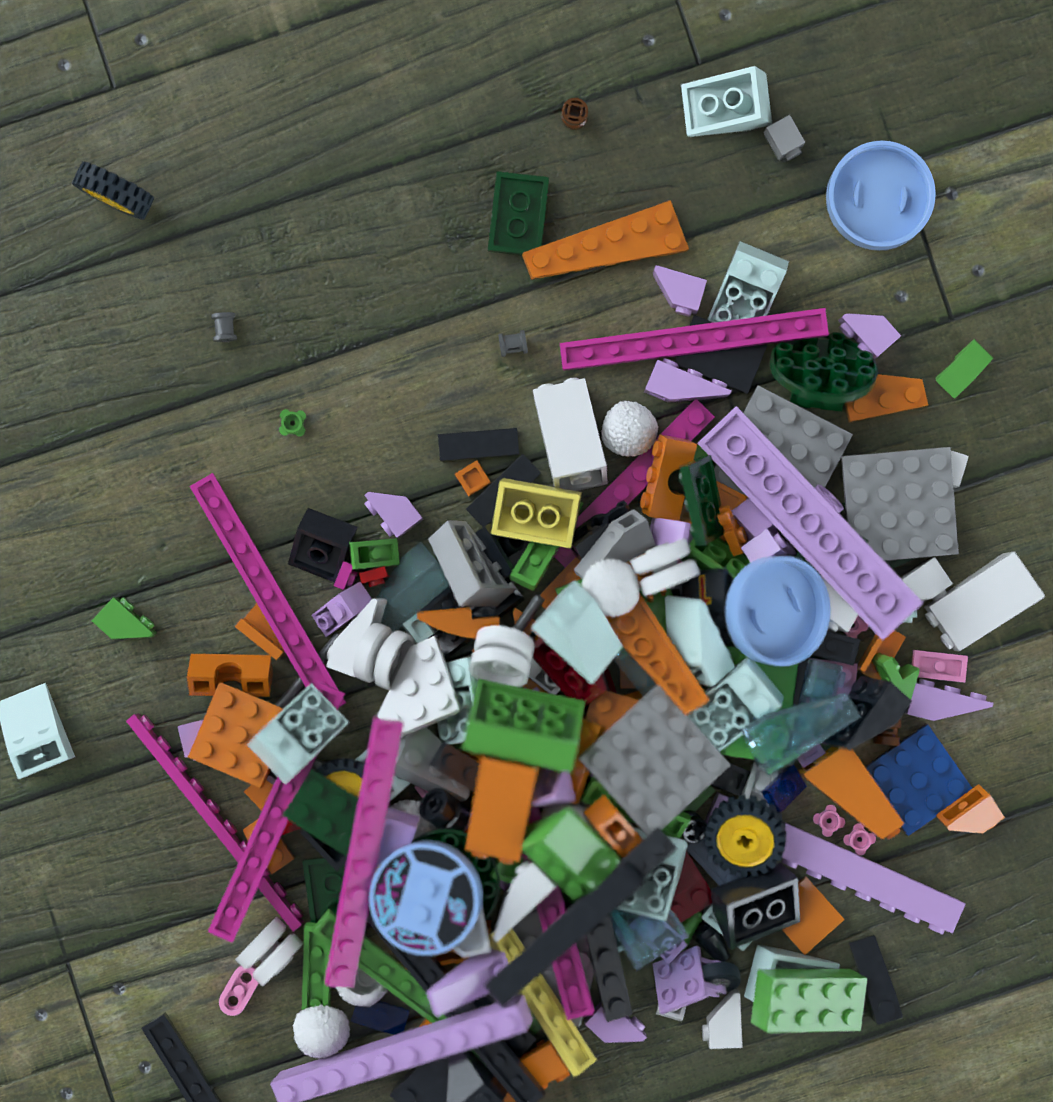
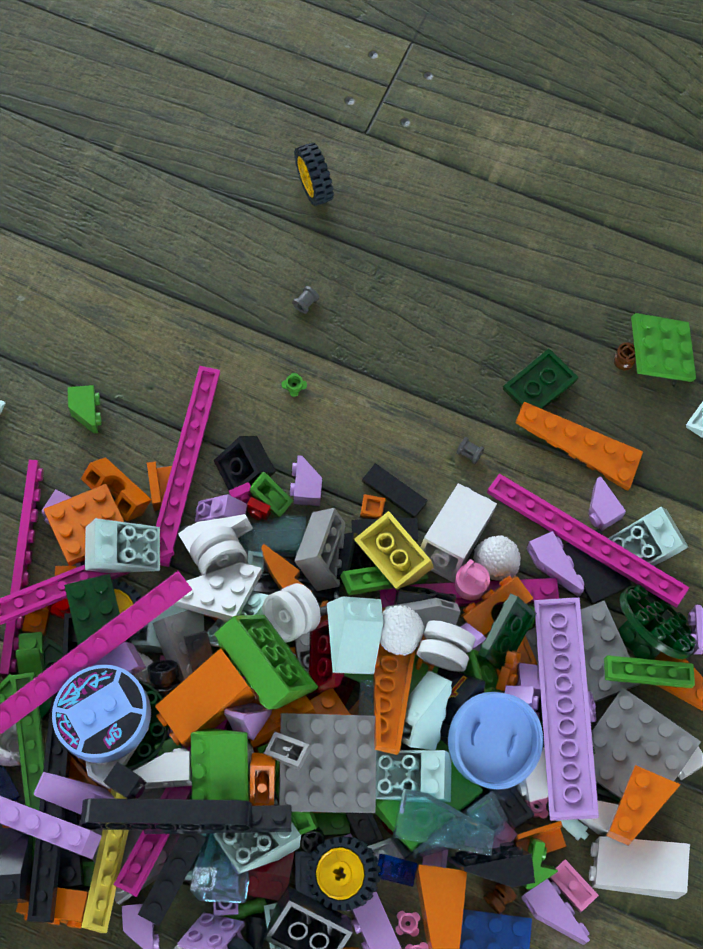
camera: 40 degrees right, 20 degrees down
(305, 891) = (30, 653): none -> bright green slope
(504, 938) = (125, 782): none -> black brick
(602, 74) = (663, 347): none -> bright green plate
(618, 788) = (287, 750): none -> light grey slope
(628, 475) = (472, 581): none -> bright pink piece
(853, 421) = (649, 671): none -> bright green plate
(945, 555) = (640, 803): none -> orange wedge

